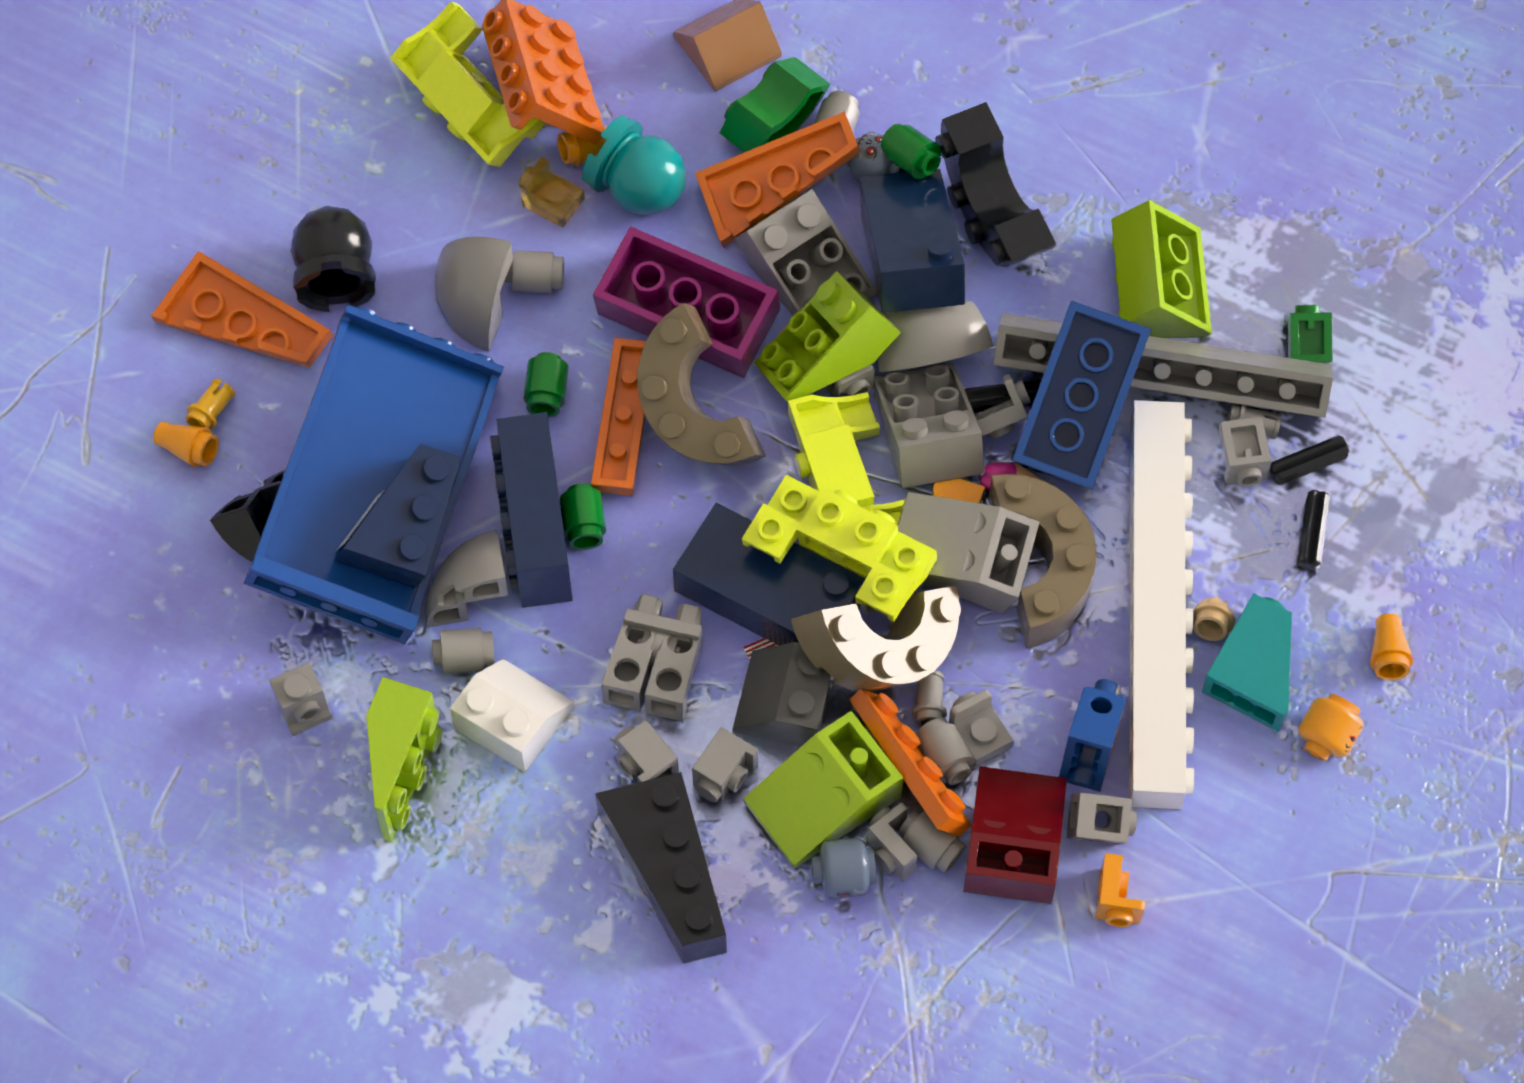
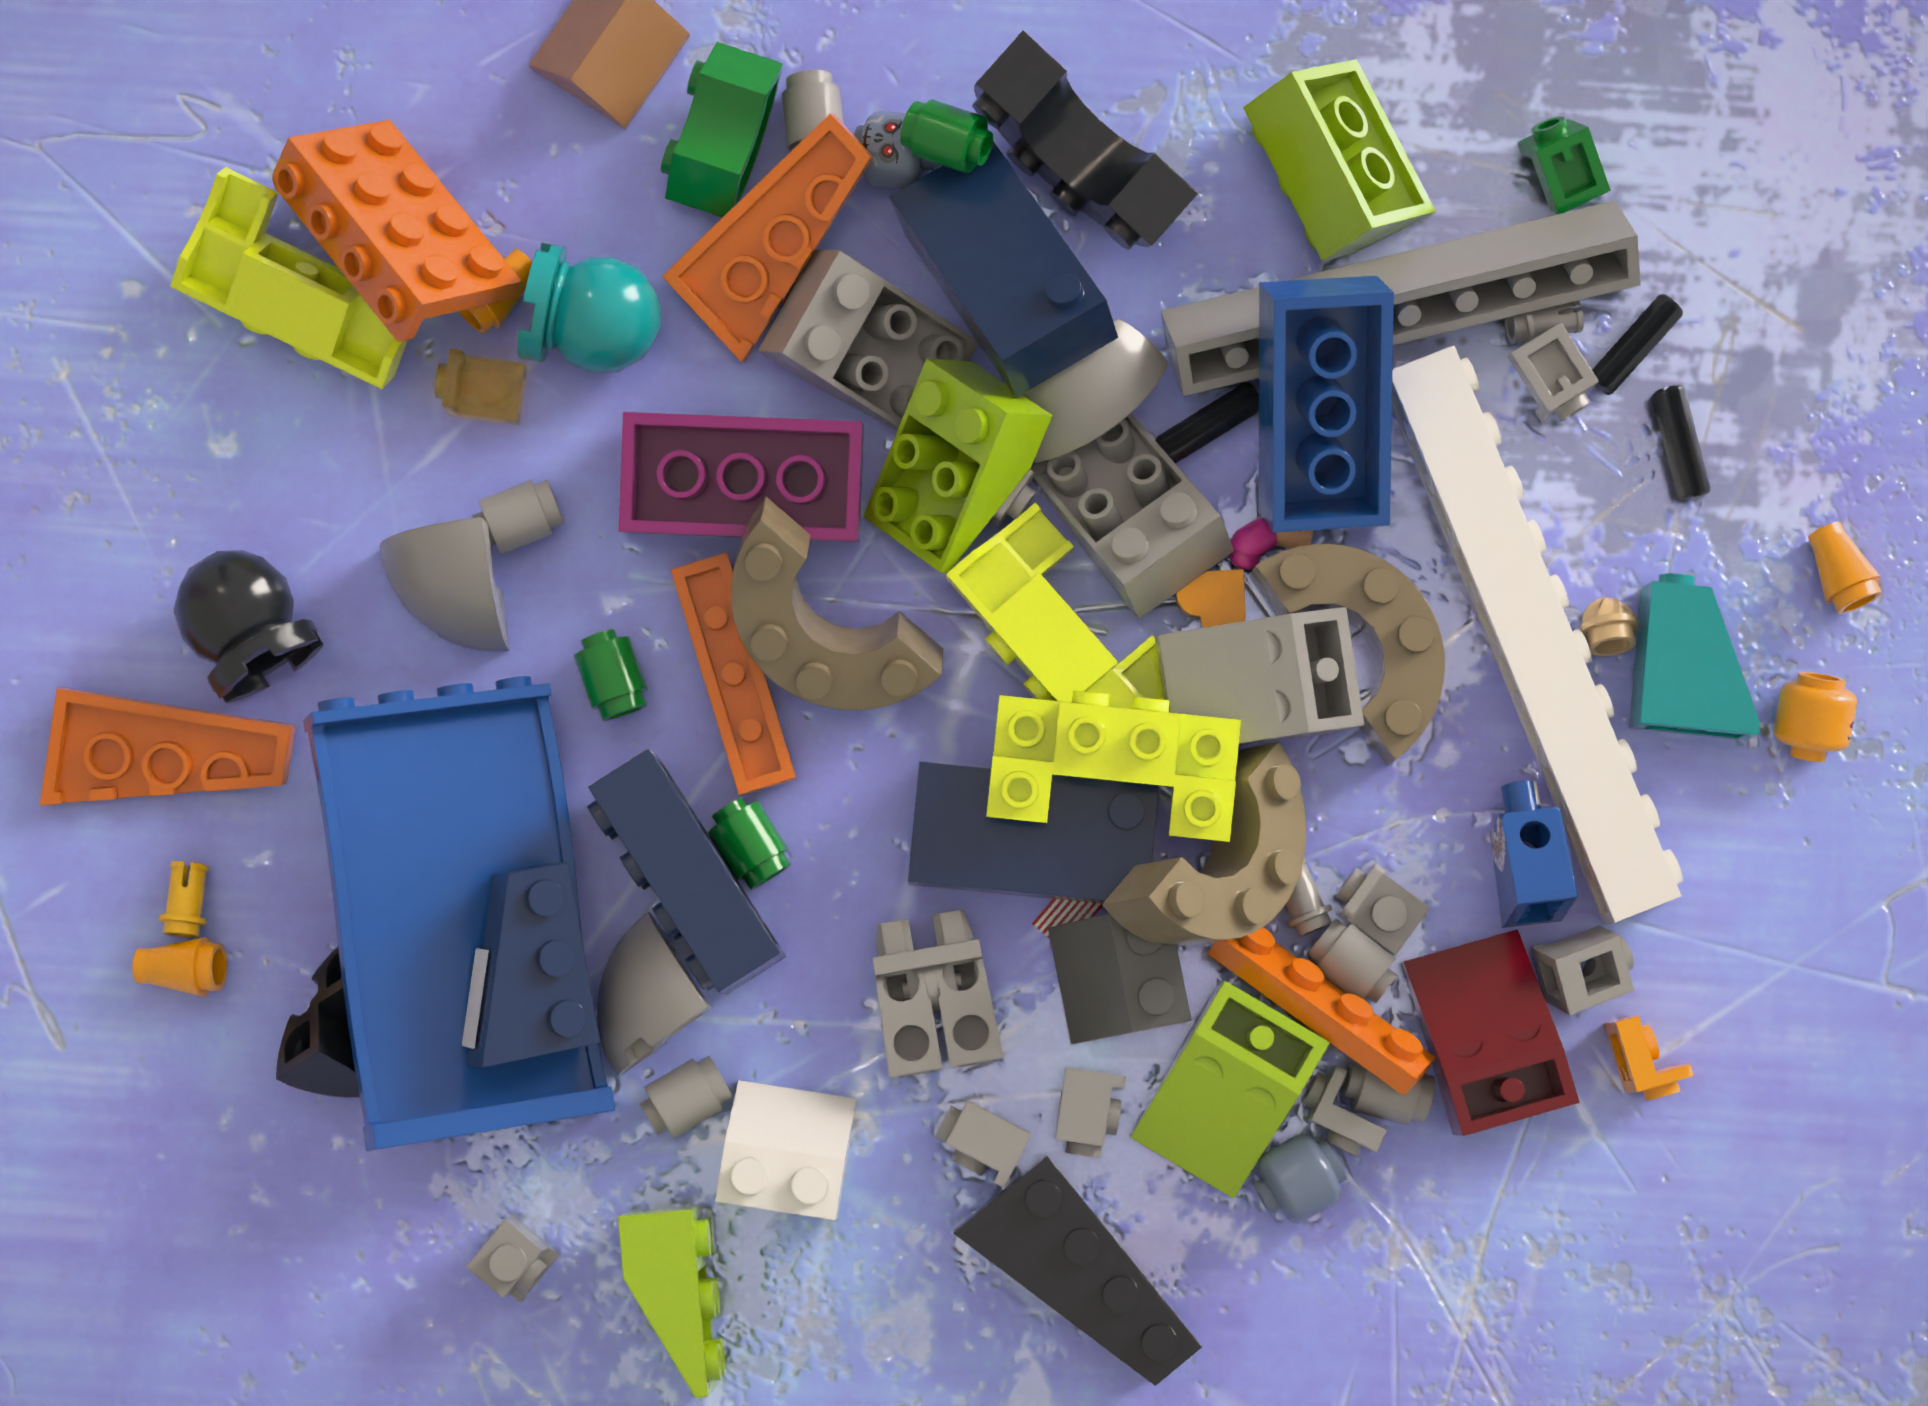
camera: 25 degrees left, 20 degrees up
(1000, 418) = (1226, 458): light grey bracket -> none

